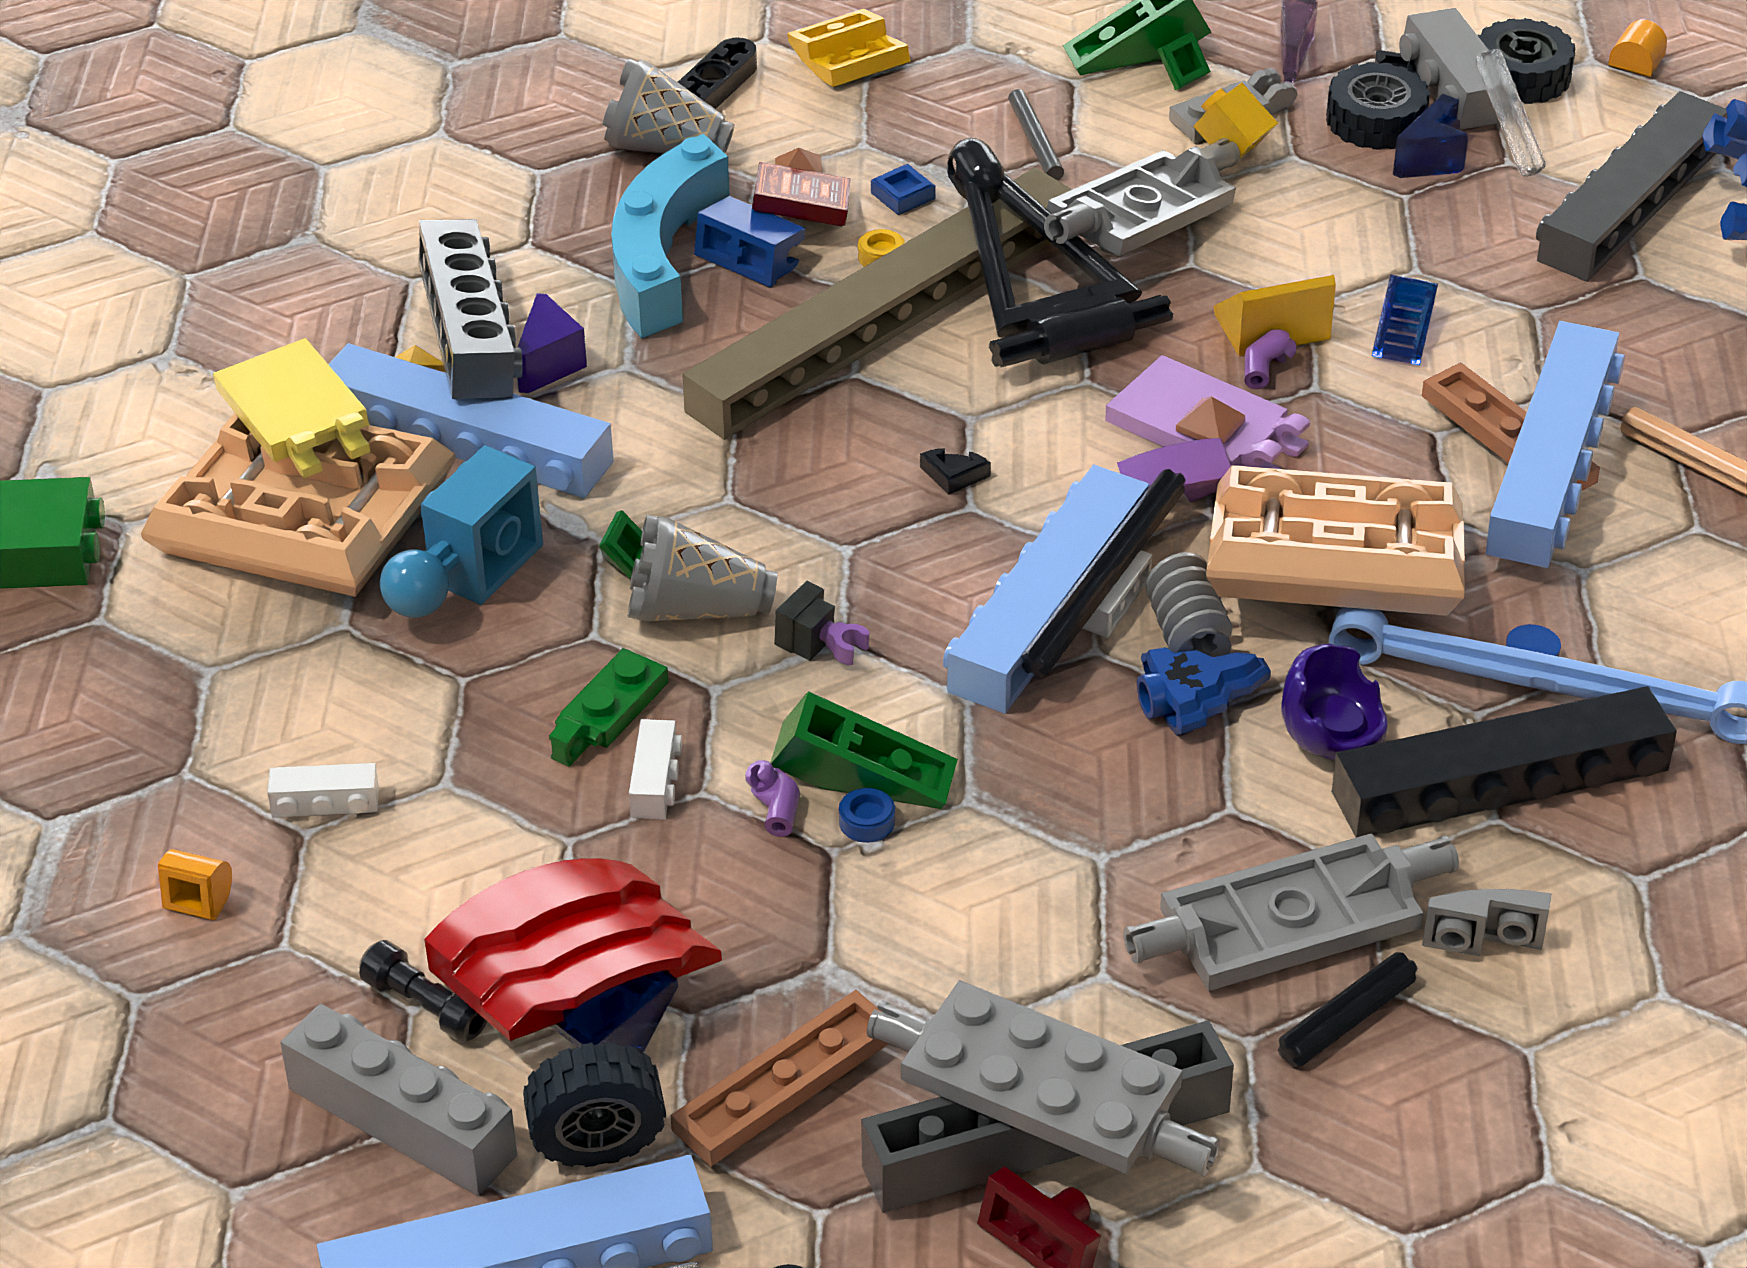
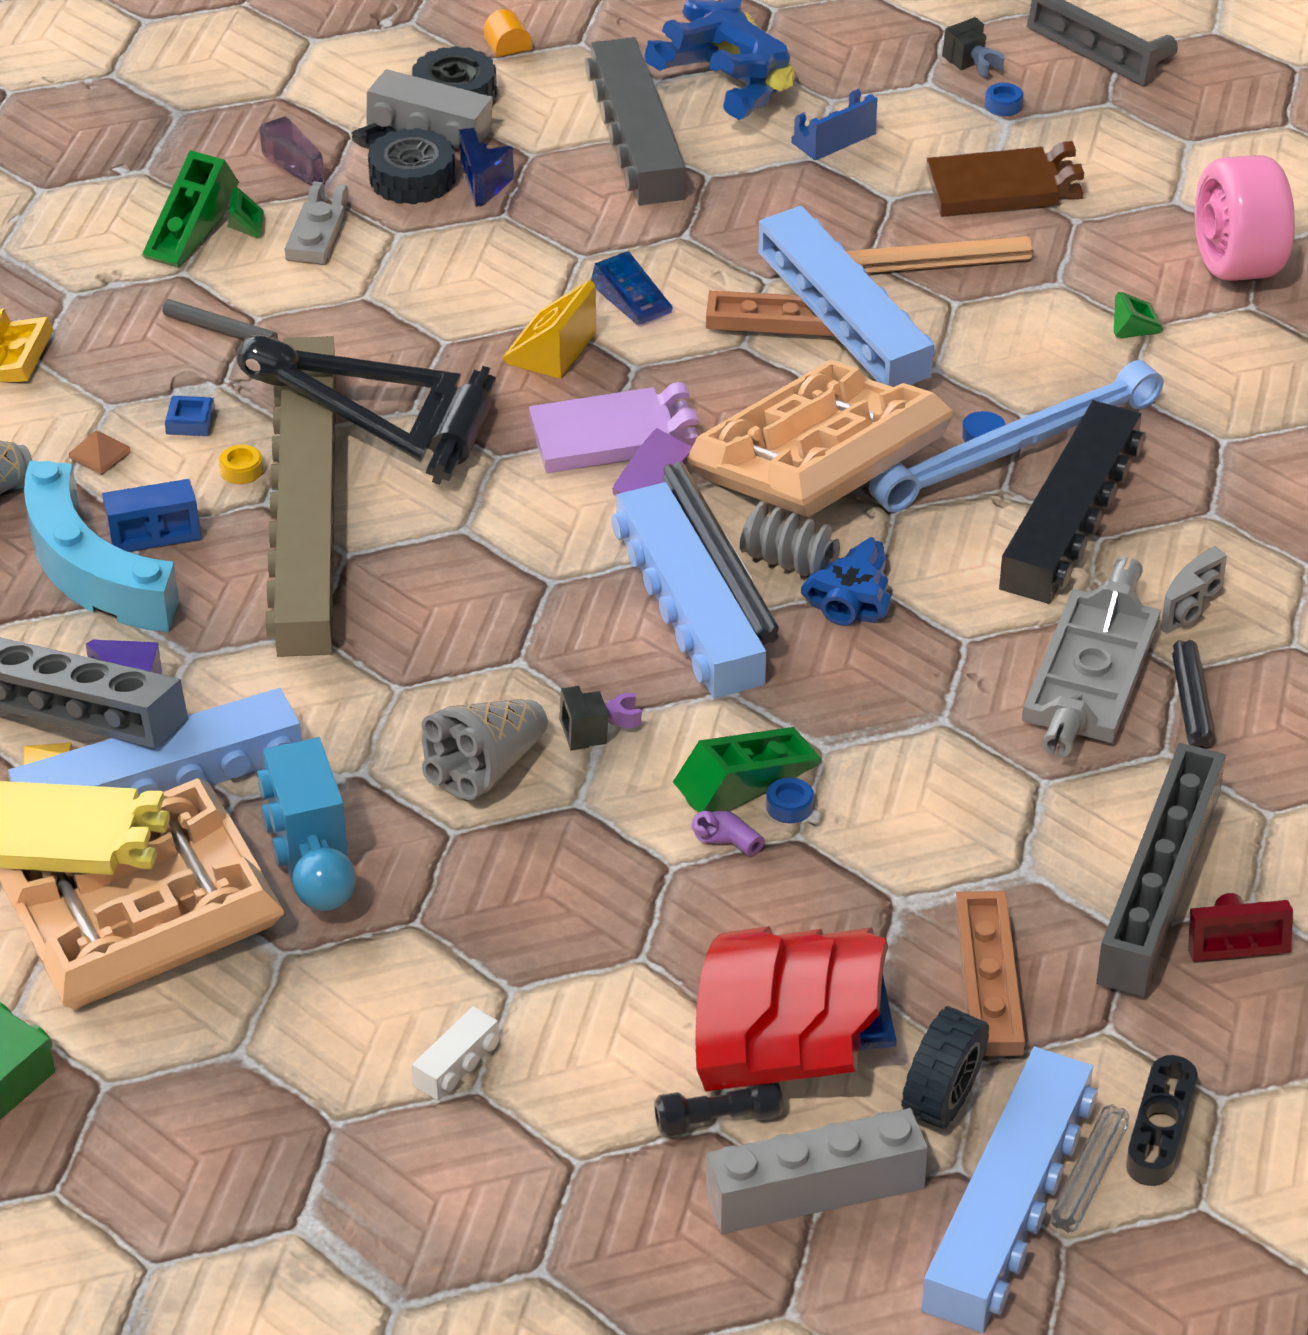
camera: 50 degrees left, 0 degrees up
(194, 883) = (476, 1172): light orange brick -> none
(606, 705) = (538, 861): green hinge -> none
(622, 543) = (393, 763): green slope -> none
(654, 769) = (633, 874): white piece -> none
(801, 194) = (143, 460): tile -> none
(954, 471) = (508, 567): black tile -> none
(1045, 1079) = (1155, 840): light grey plate -> none
(1145, 199) = (377, 313): light grey plate -> none
(1210, 420) = (627, 423): nougat slope -> none
(1236, 118) = (355, 230): yellow brick -> none
(1258, 355) = (582, 366): medium lavender arm -> none
(1331, 702) = (952, 537): dark purple piece -> none
(1510, 112) = (513, 117): clear axle -> none

